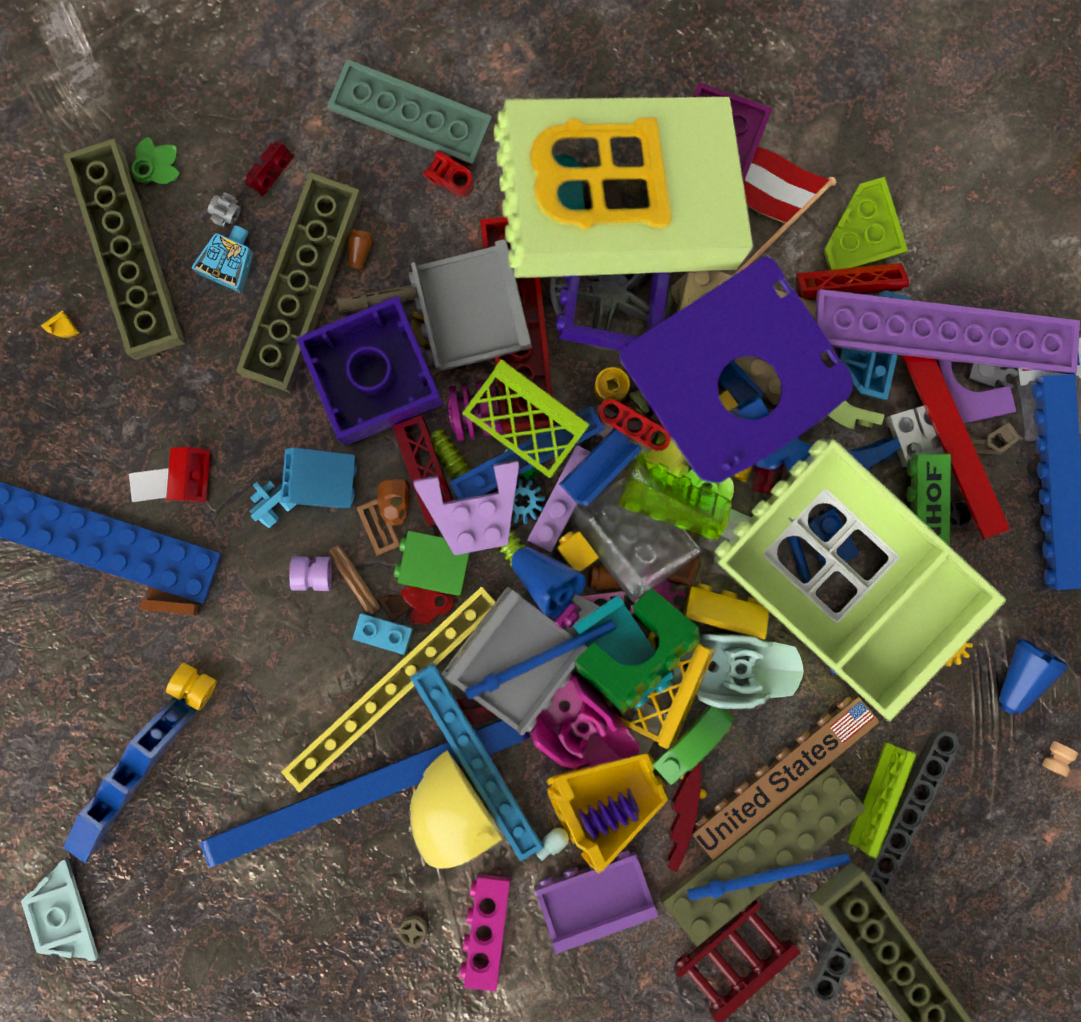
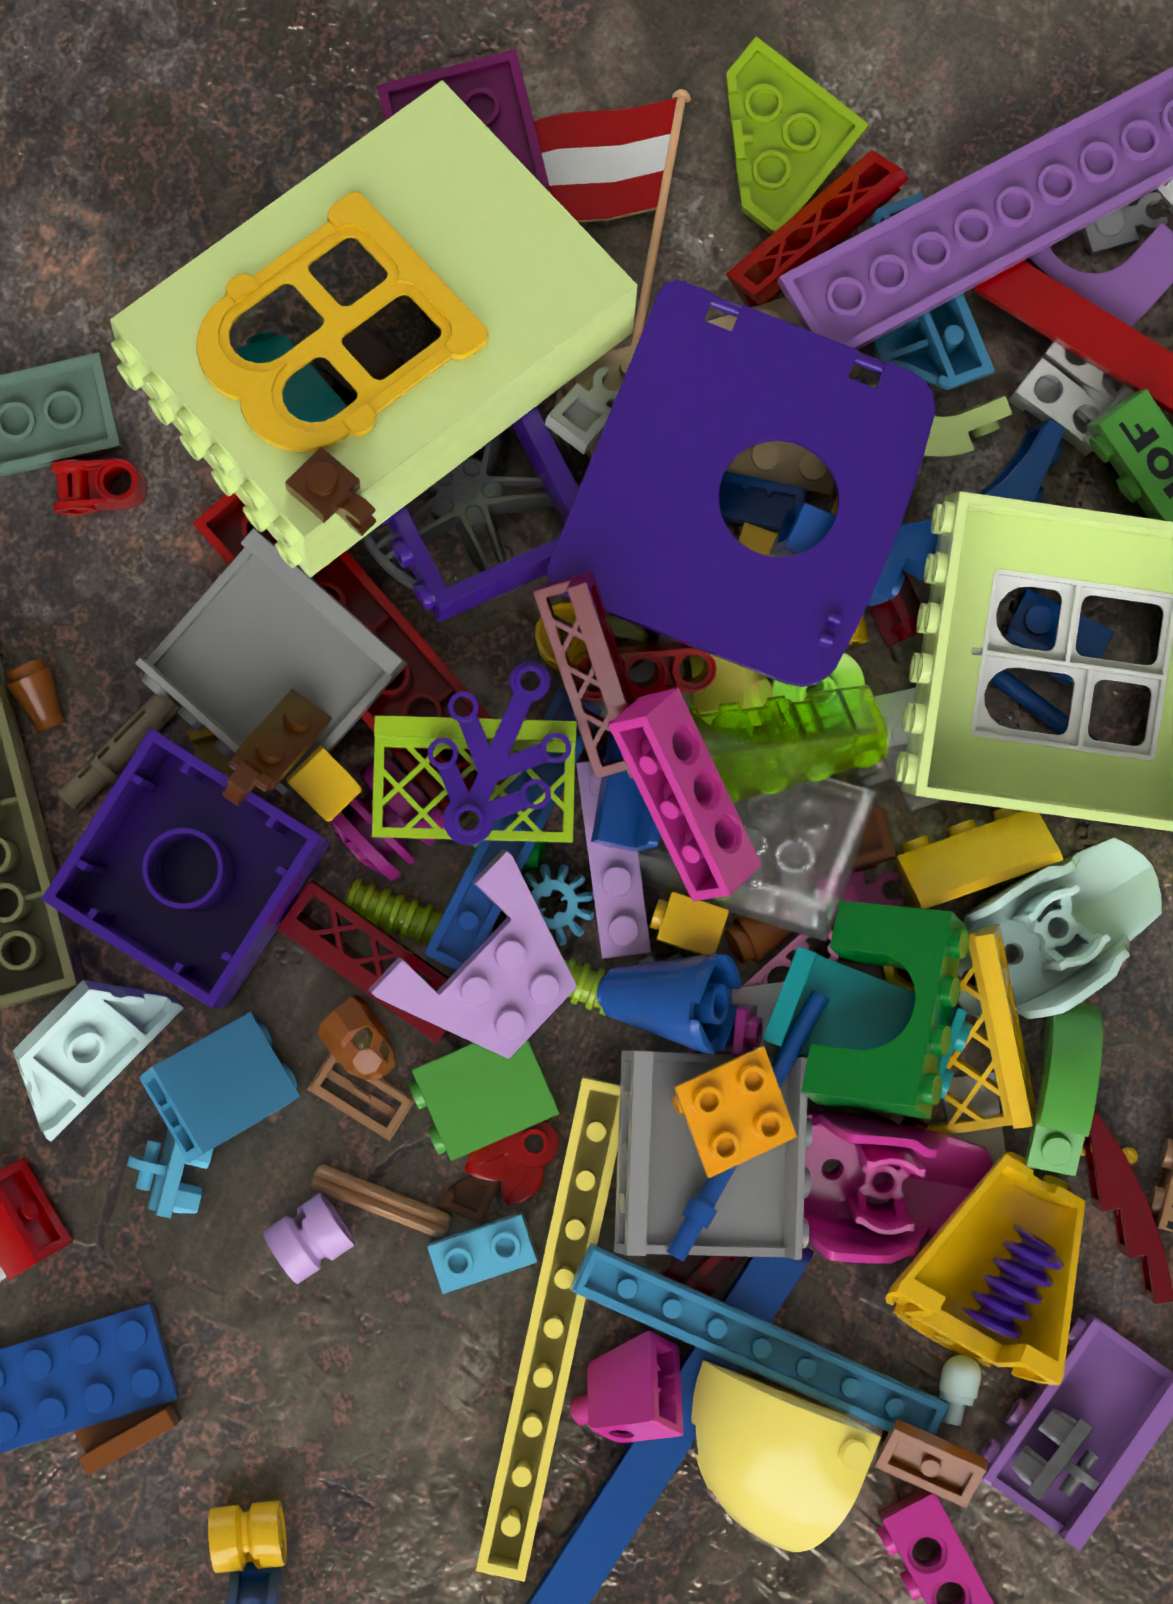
camera: 30 degrees left, 0 degrees up
(272, 419) = (87, 1046): none -> light aqua wing
(406, 742) = (633, 1392): none -> dark pink torso
(447, 343) = (275, 746): none -> reddish brown hinge
(457, 375) = (324, 784): none -> yellow slope
(516, 867) = (930, 1462): none -> panel
(538, 648) = (734, 1111): none -> light orange hinge
(540, 417) = (494, 761): none -> dark purple plant
(550, 241) = (329, 488): none -> reddish brown plate
(563, 907) = (1069, 1436): none -> flat silver hips
(614, 490) = (685, 794): none -> dark pink brick
(618, 411) = (604, 656): none -> fence
(688, 289) = (583, 413): none -> light grey plate

